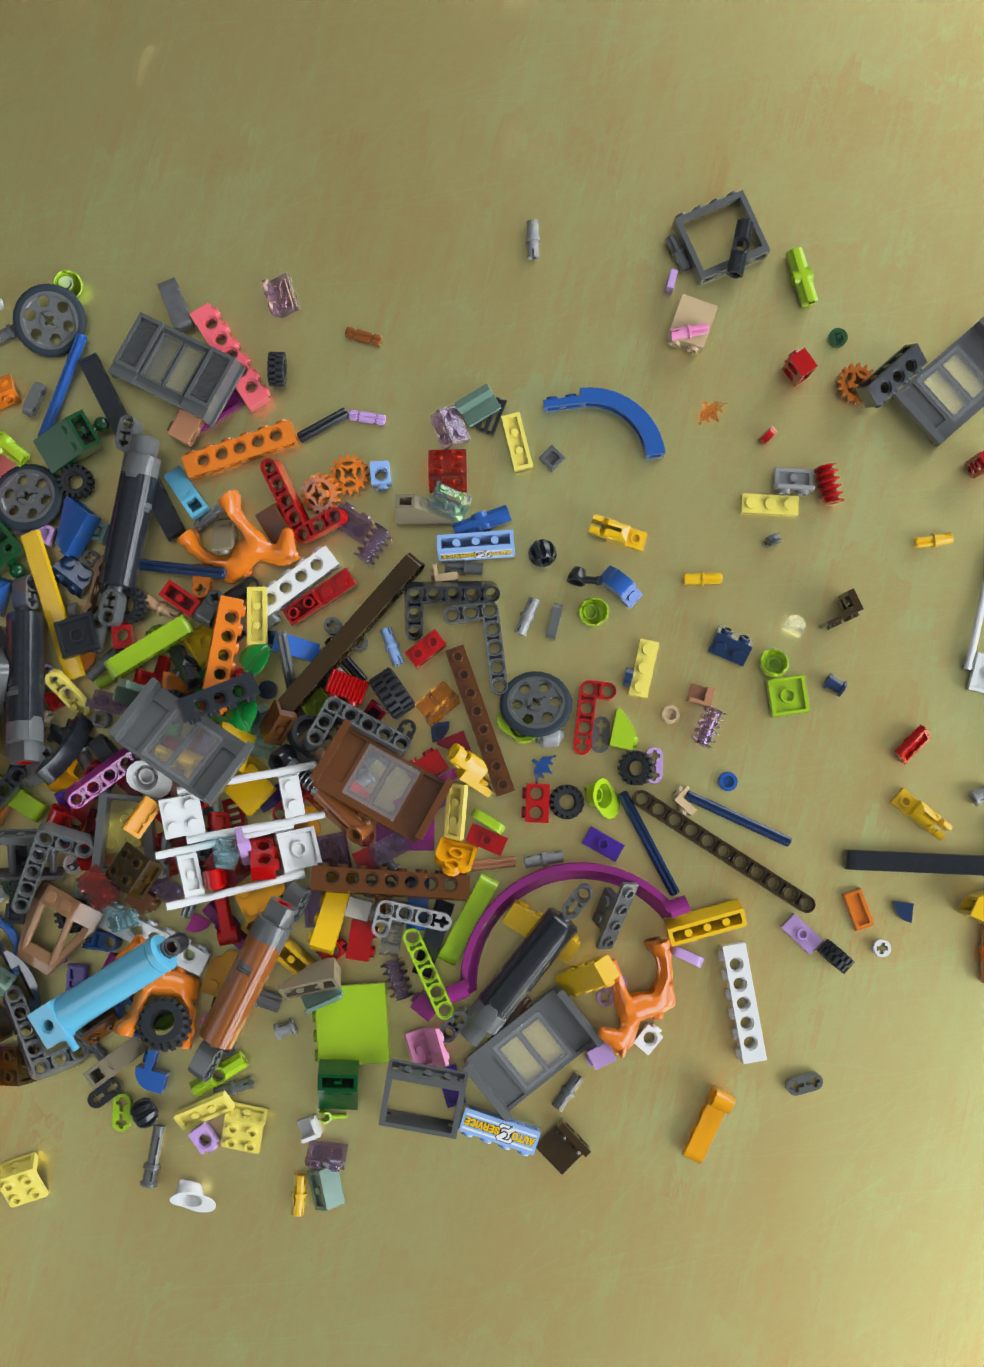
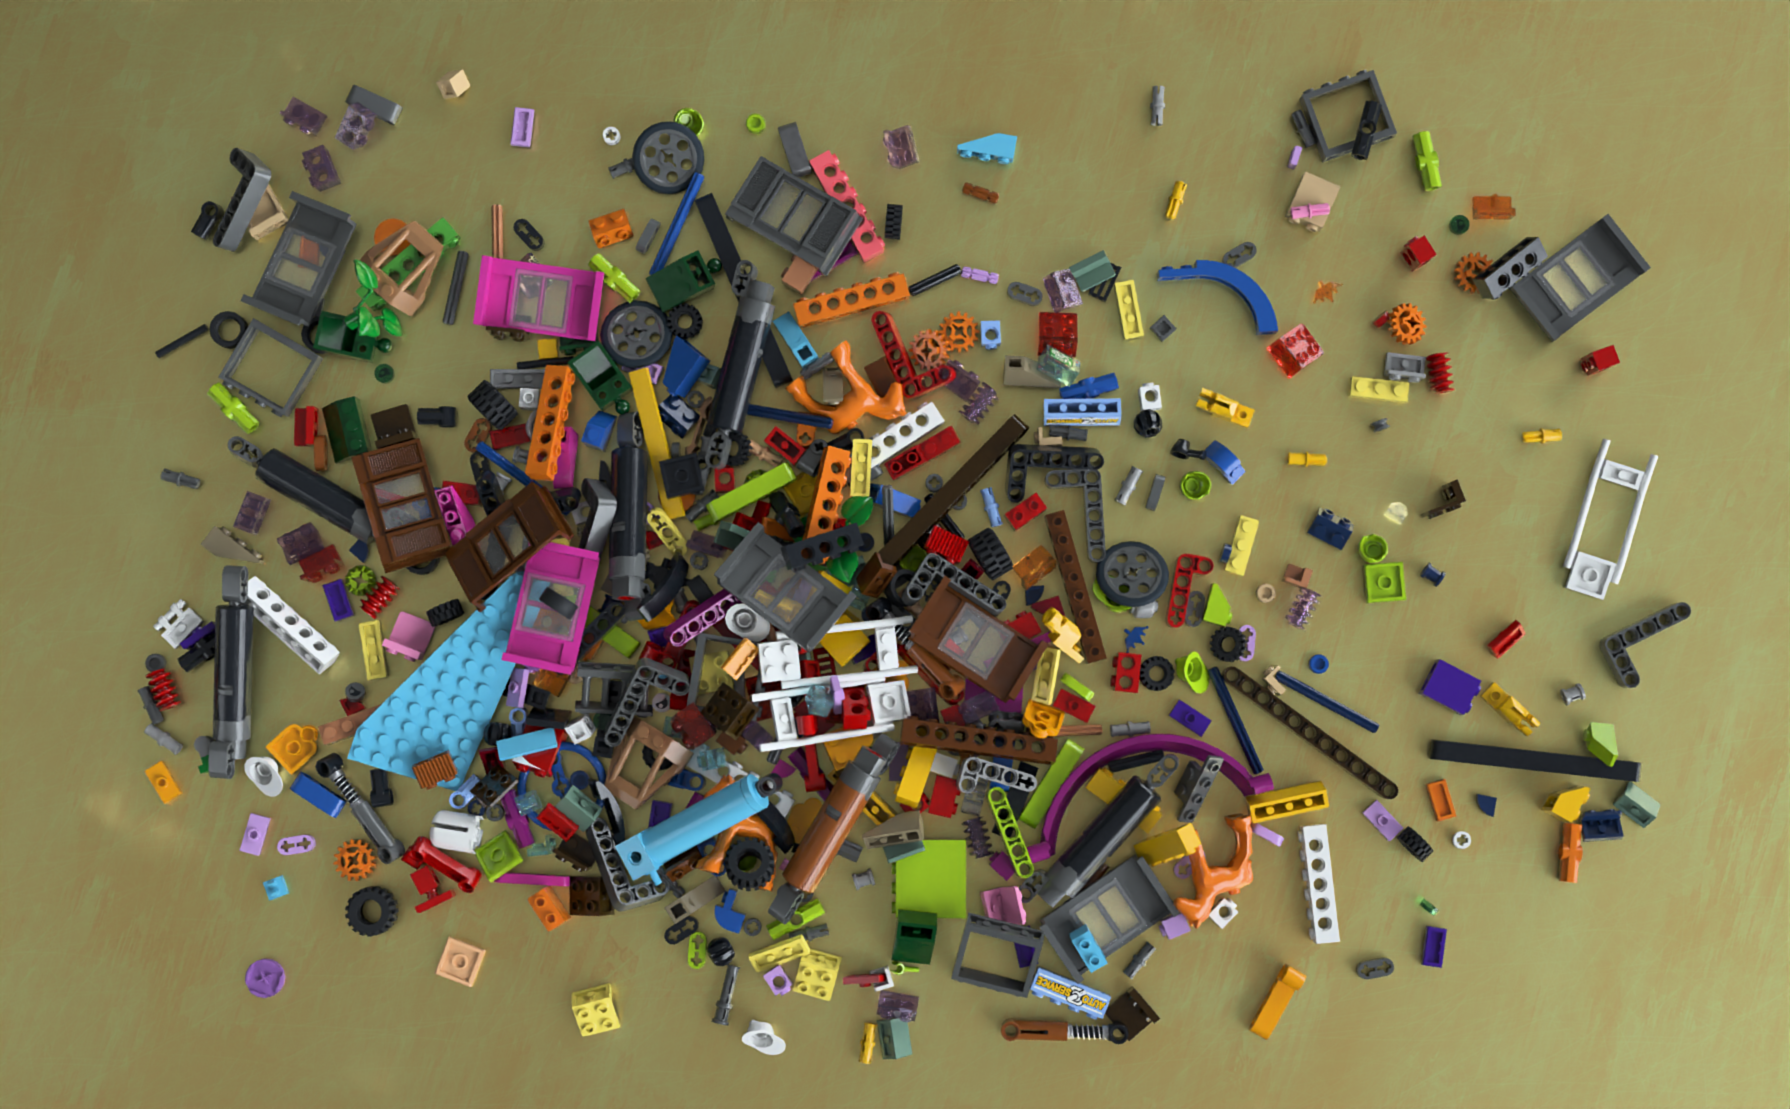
camera: 10 degrees right, 0 degrees up
(136, 282) = (755, 123): none -> lime tile
(171, 1089) = (755, 932): none -> dark grey bush
(193, 981) = (777, 823): none -> black slope
(290, 1131) = (864, 980): none -> red plate
(370, 290) = (995, 147): none -> medium azure slope
(411, 437) = (1026, 289): none -> dark grey beam
(419, 860) = (1007, 721): none -> dark grey piece
(493, 1169) = (1061, 1031): none -> piece
(514, 1085) = (1088, 948): none -> medium azure brick
(538, 534) = (1153, 405): none -> white brick
(551, 891) = (1135, 761): none -> black axle
(556, 330) = (1175, 199): none -> yellow axle
(625, 385) = (1237, 252): none -> dark grey beam
(684, 471) = (1295, 350): none -> clear red bracket
(792, 438) = (1406, 324): none -> orange gear
(853, 1017) = (1429, 907): none -> clear green tile
(860, 796) = (1450, 687): none -> dark purple panel
(861, 1057) = (1434, 946): none -> dark purple plate
(869, 319) = (1493, 208): none -> clear orange panel

